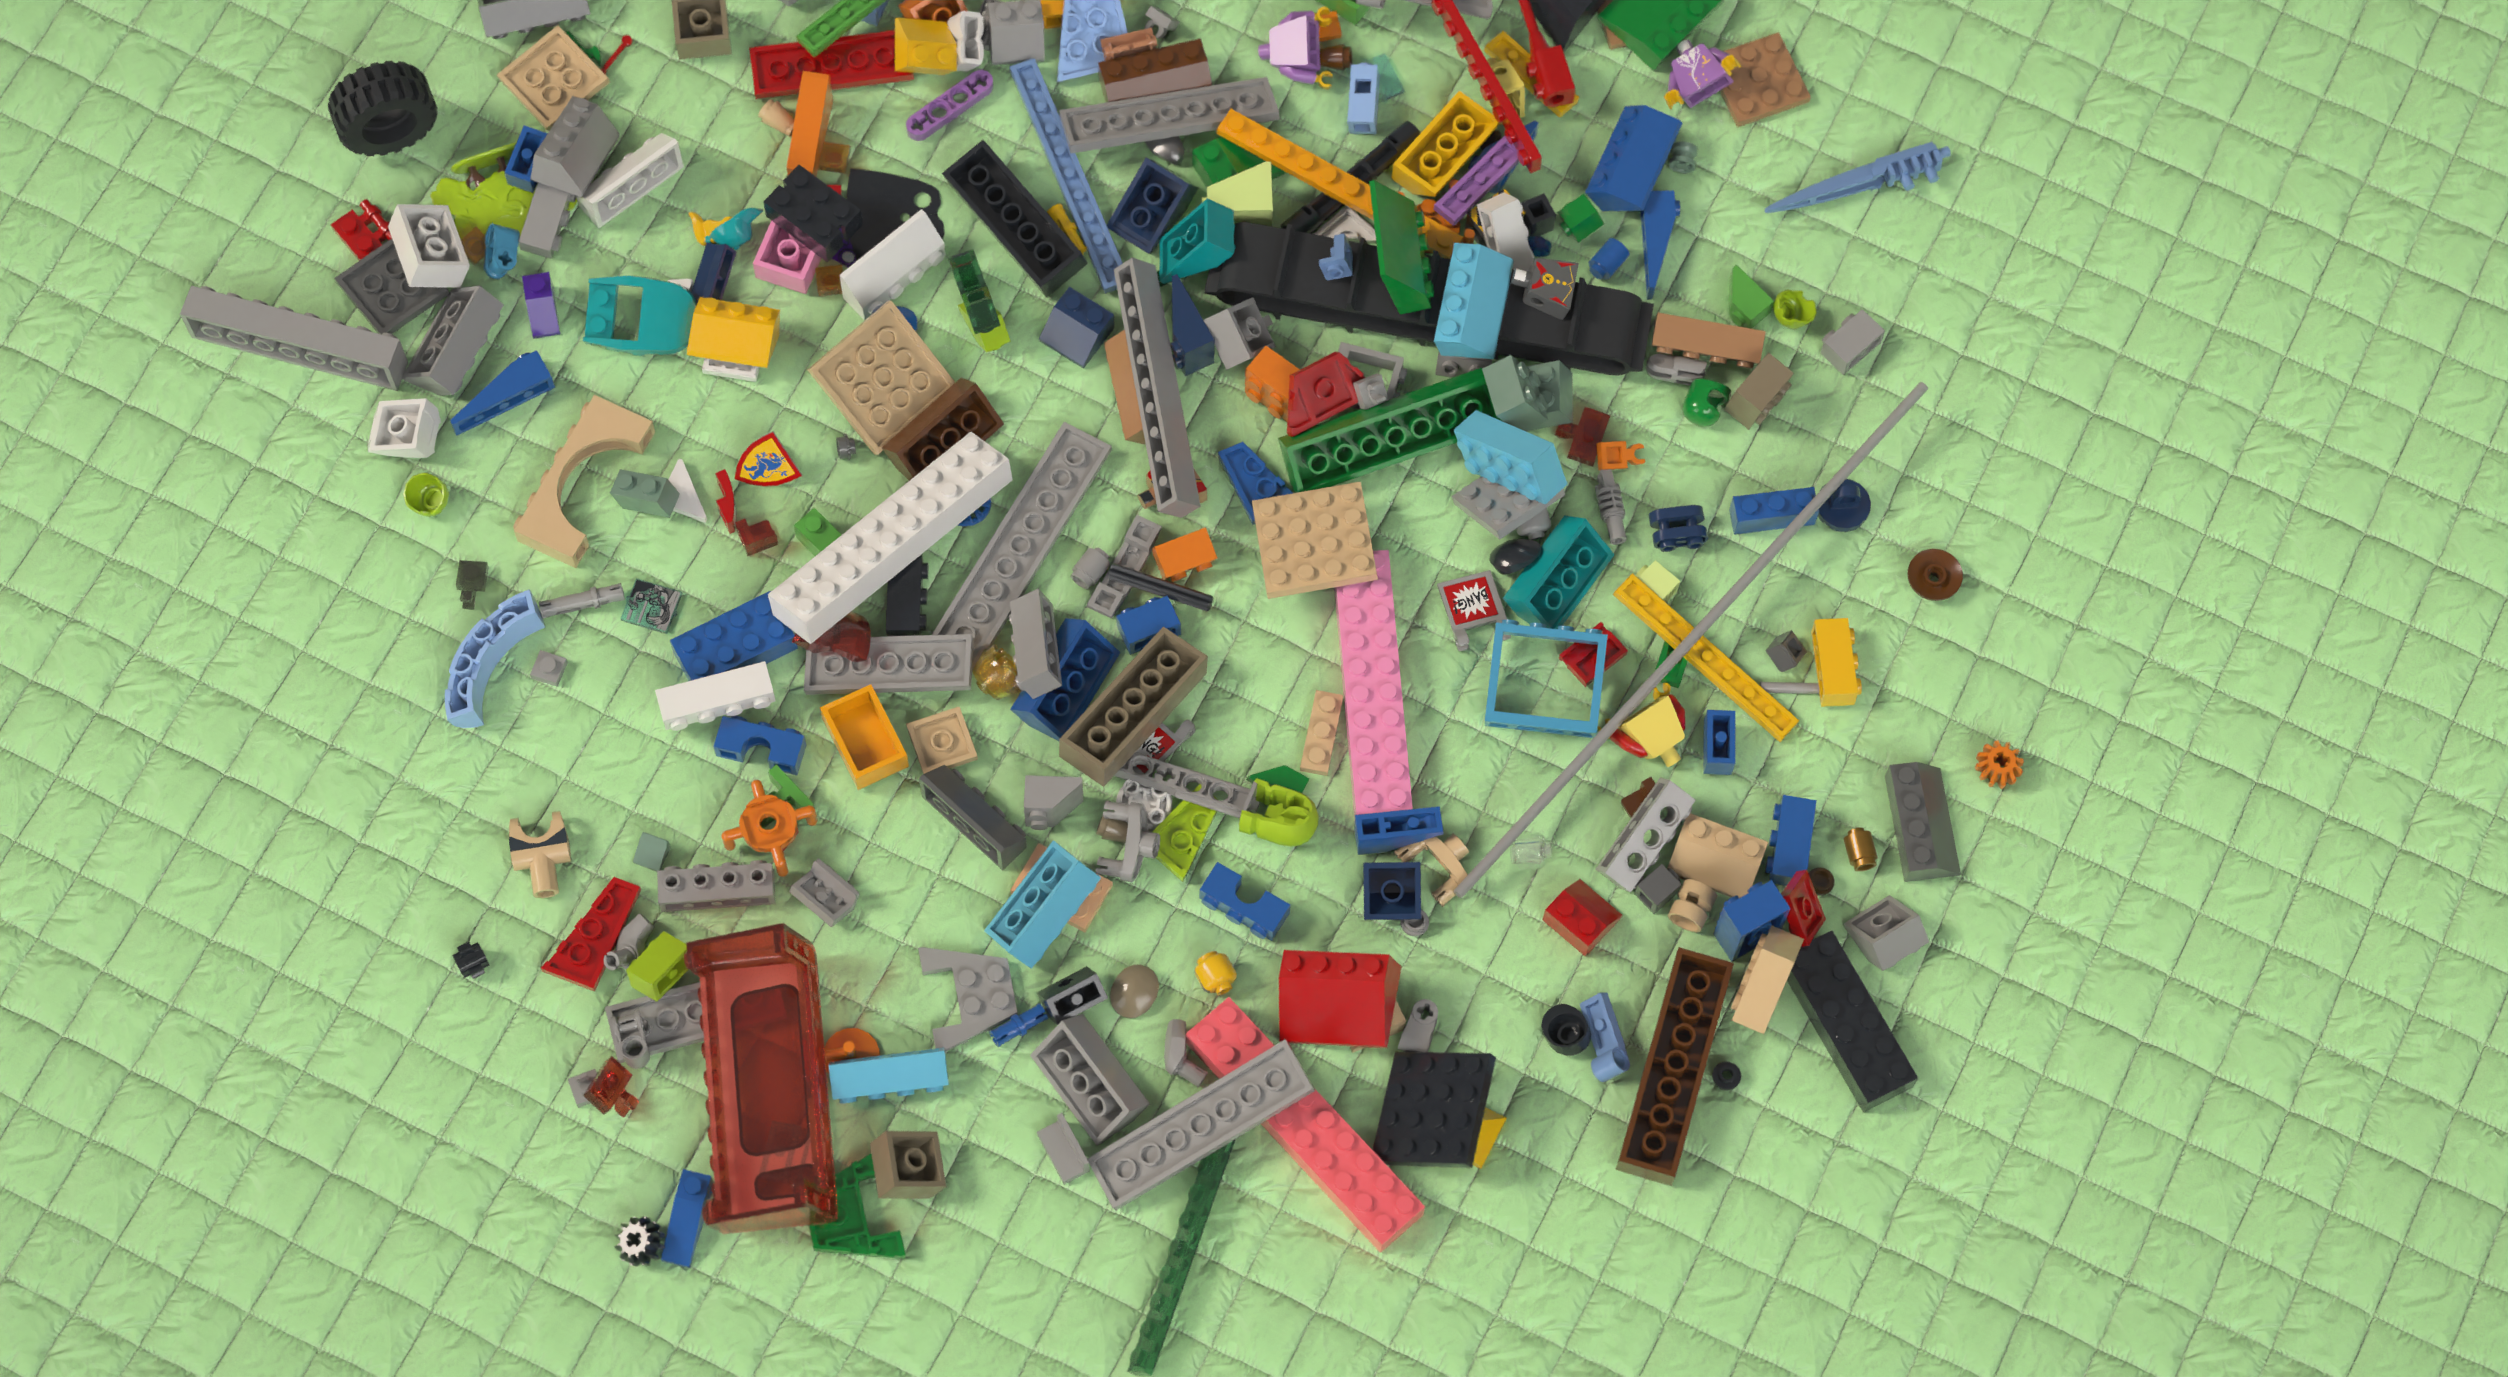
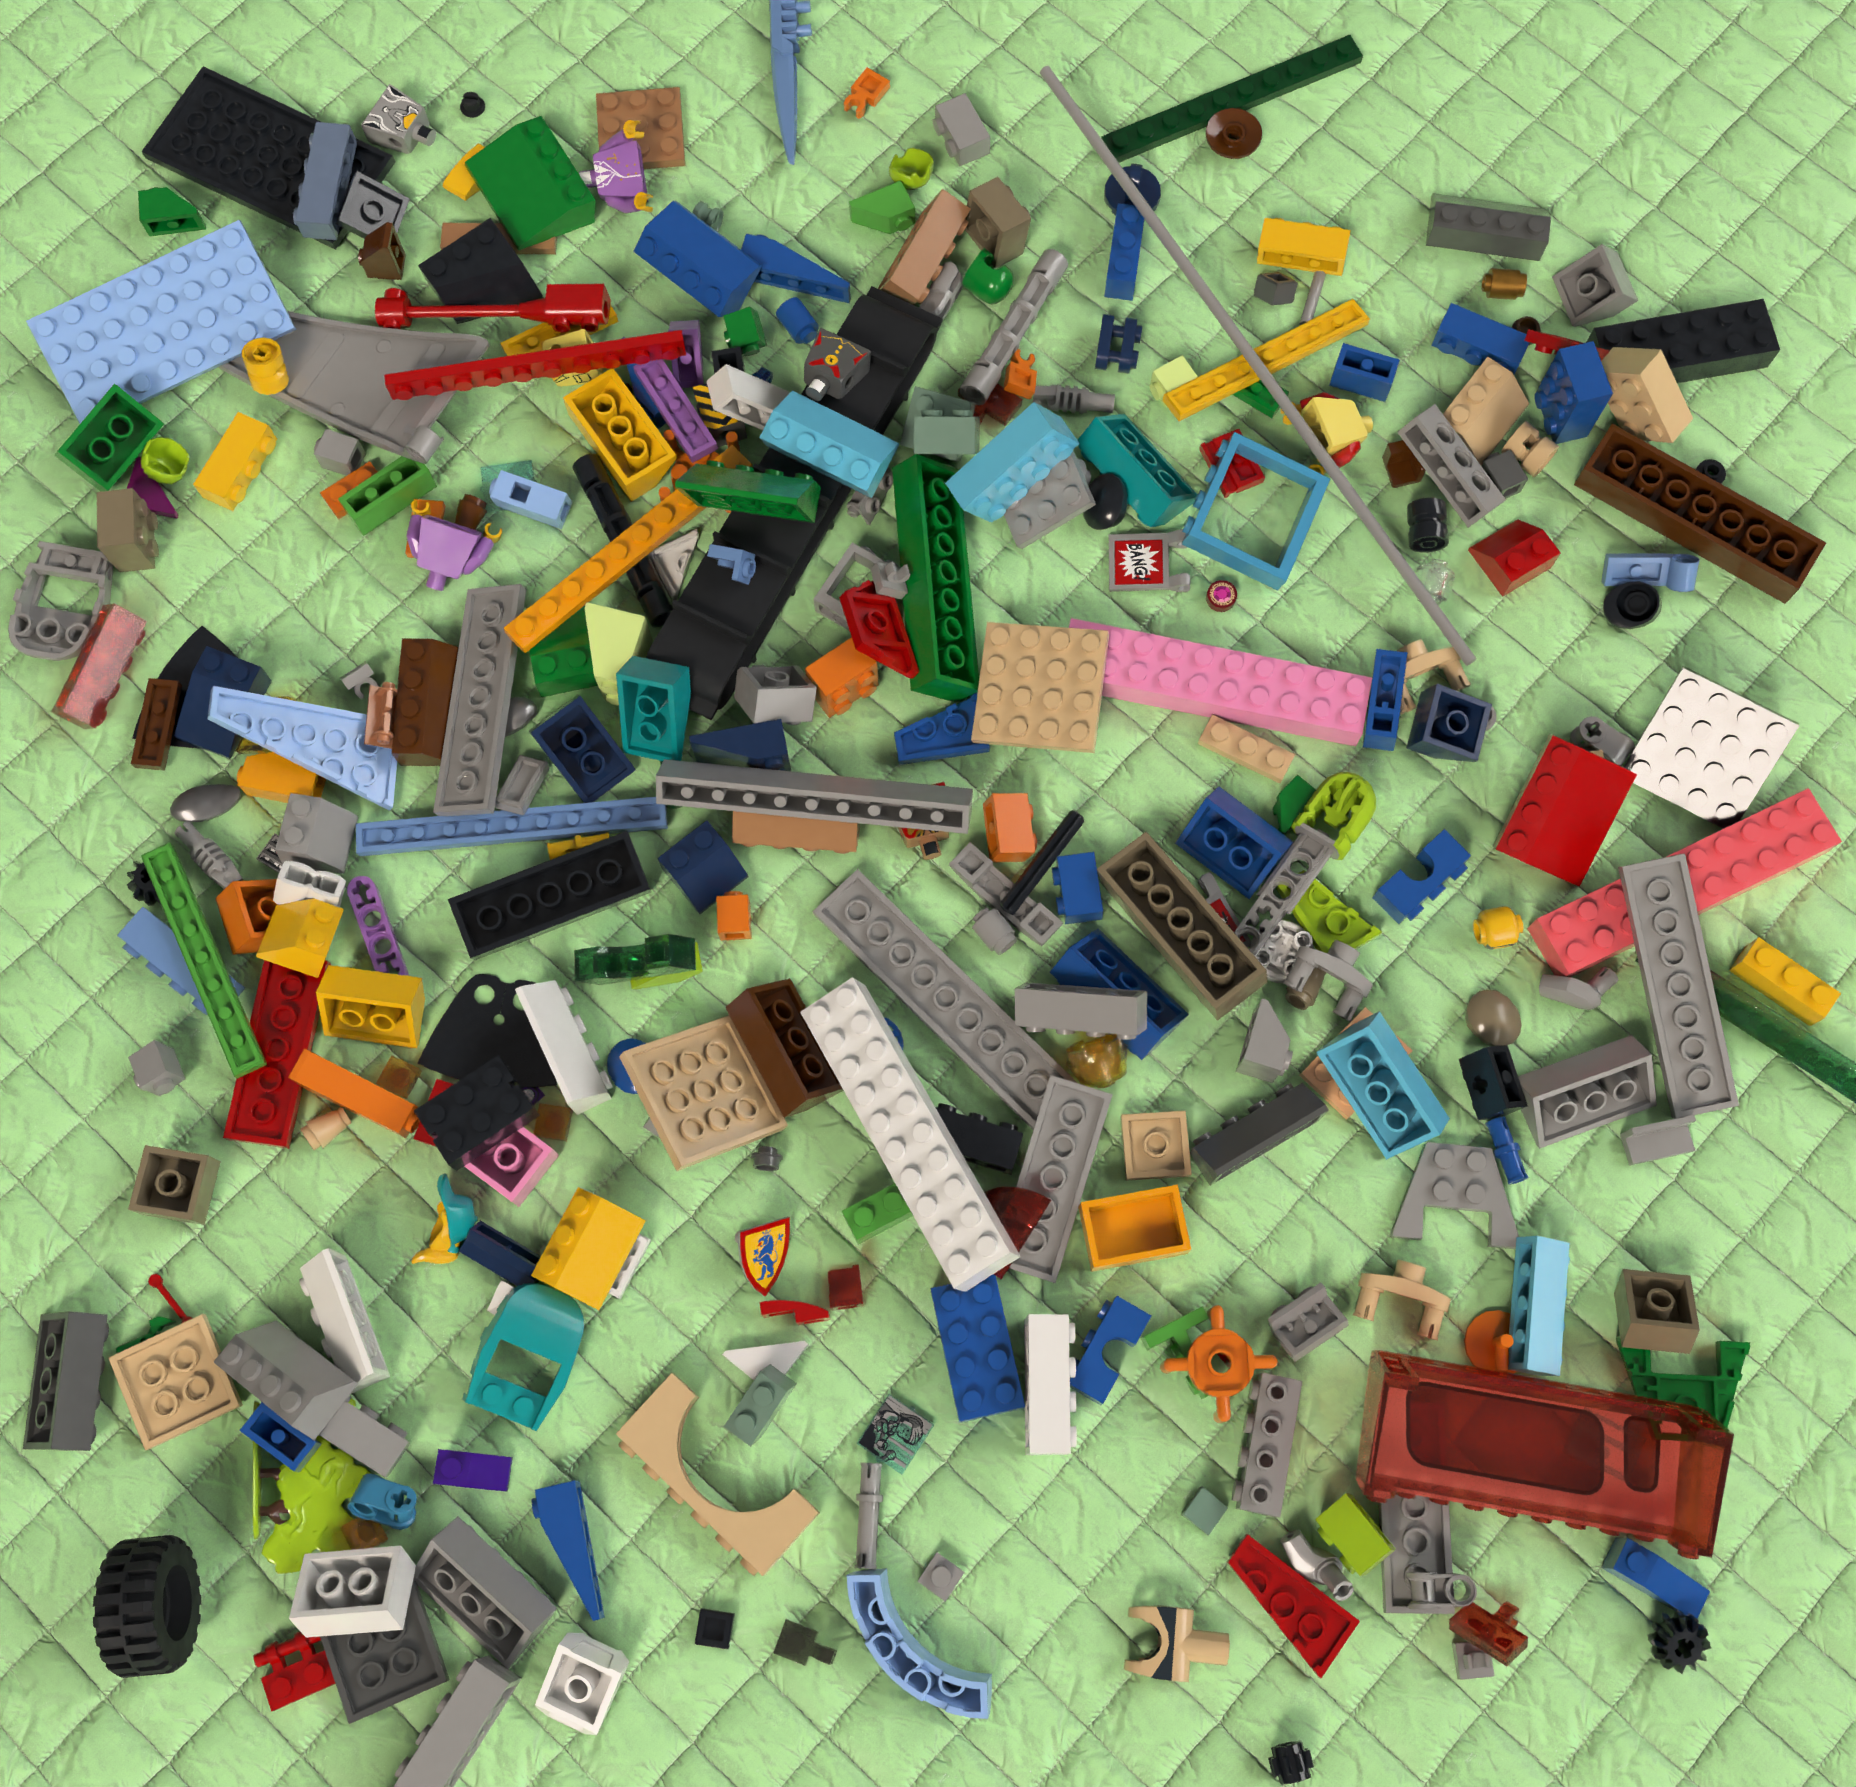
camera: 70 degrees left, 5 degrees up
(426, 494) = (678, 1674): lime hair -> none
(467, 515) = (714, 1628): none -> black tile
(878, 967) = (1405, 1282): none -> tan connector
(885, 117) = (371, 1006): none -> yellow slope
(1042, 363) = (733, 916): none -> orange brick
(1105, 170) = (521, 785): none -> light grey tile
(1230, 738) = (1233, 842): none -> blue slope
(1239, 1227) = (1785, 982): none -> yellow brick
(1461, 678) = (1221, 596): none -> tile
(1552, 178) = (688, 368): none -> medium lavender slope
(1584, 832) = (1427, 525): none -> black wheel
(1661, 434) = (1006, 338): none -> light grey piece
(1866, 253) = (866, 90): none -> orange plate
(1978, 569) = (1240, 94): none -> dark green plate
(2005, 758) = (1446, 139): orange gear -> none

